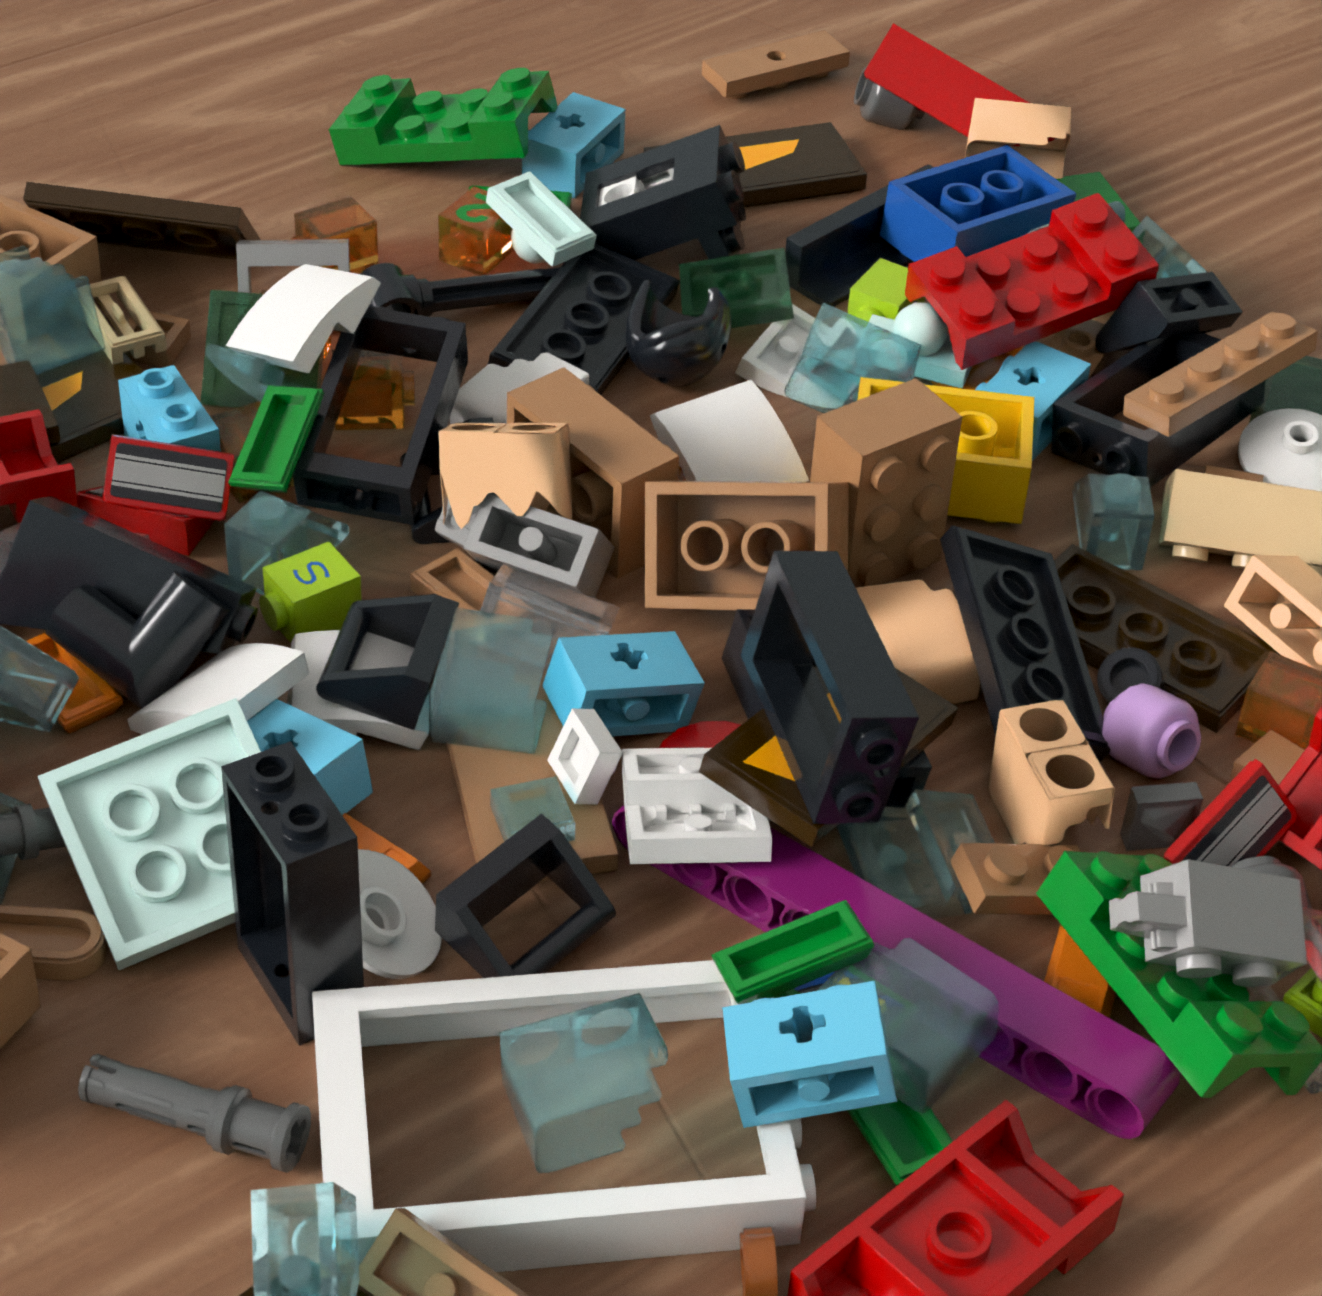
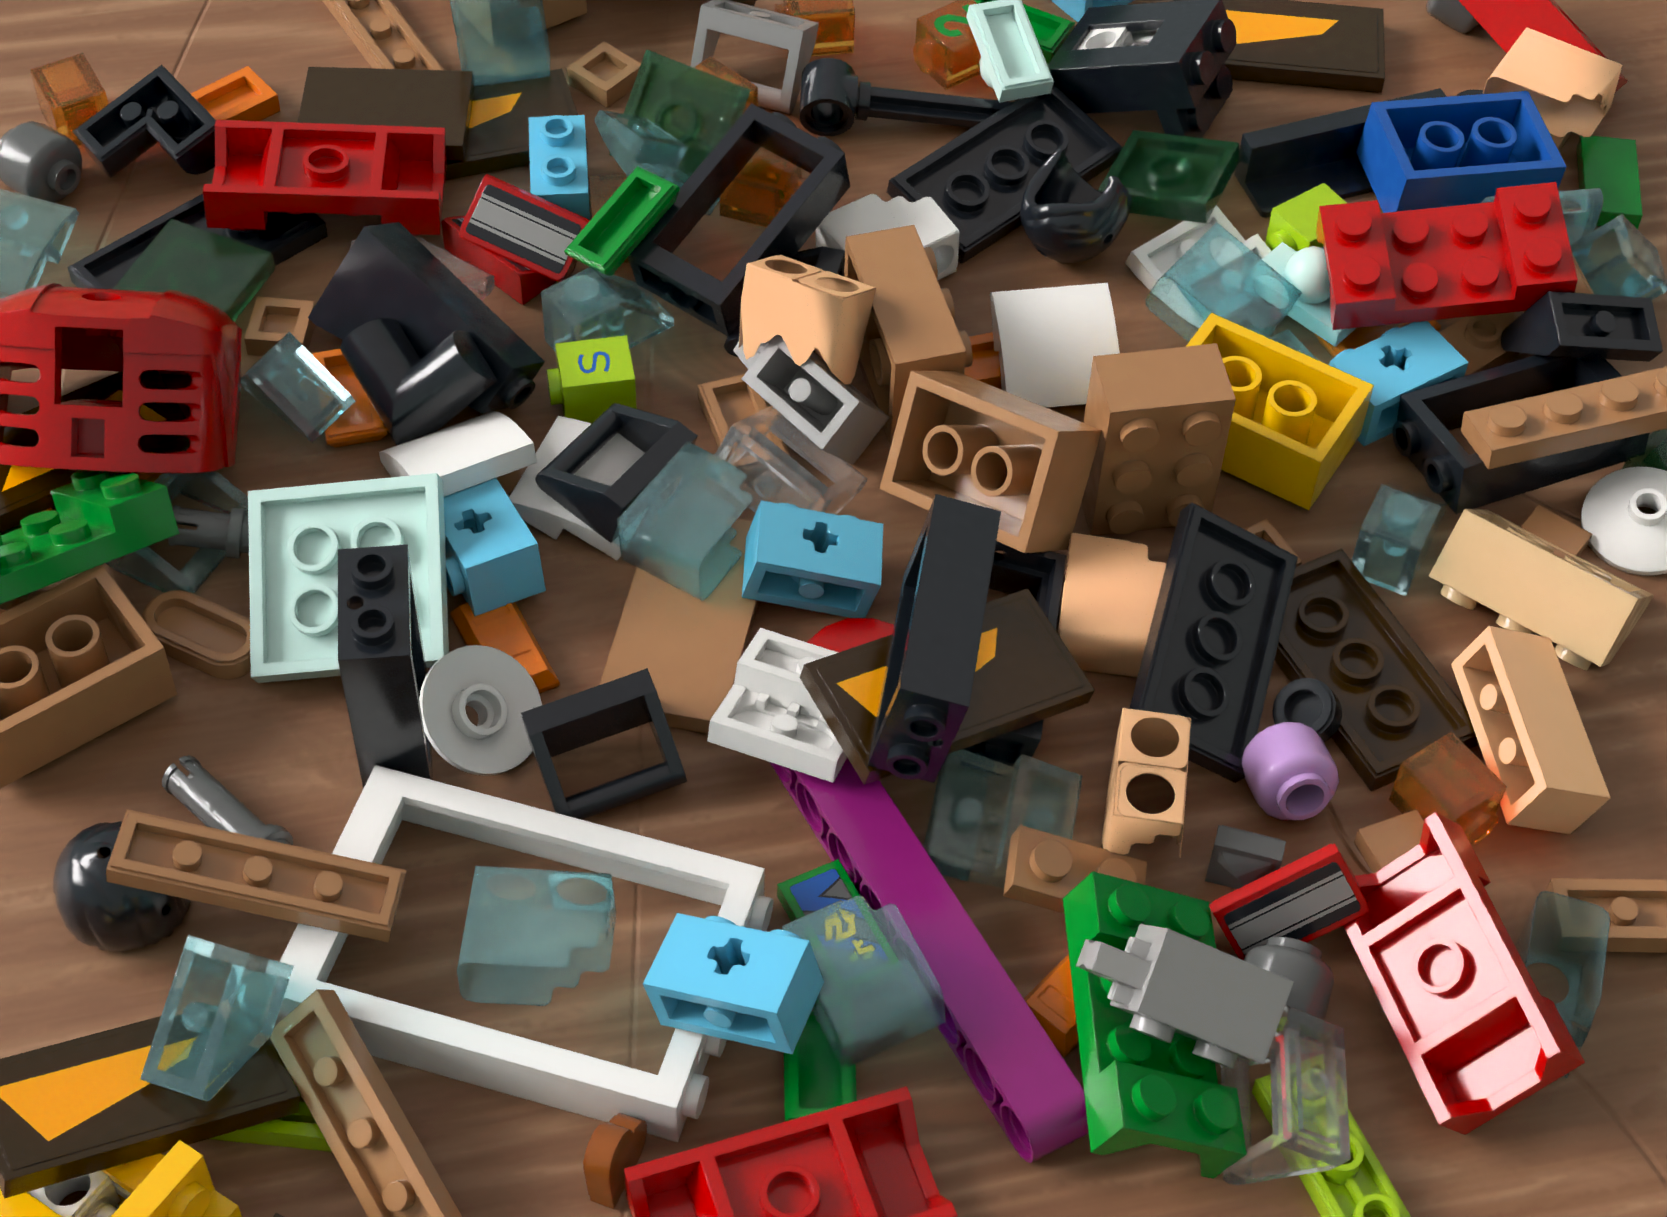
camera: 25 degrees right, 10 degrees up
(102, 1212) = (106, 912): none -> black piece
(129, 340) = (577, 75): tan tile -> none
(260, 1127) = (256, 875): none -> medium nougat tile
(300, 313) = (700, 98): white slope -> none
(522, 802) = (668, 655): clear light blue tile -> none
(584, 756) = (732, 622): white plate -> none
(794, 953) = (784, 882): green tile -> none

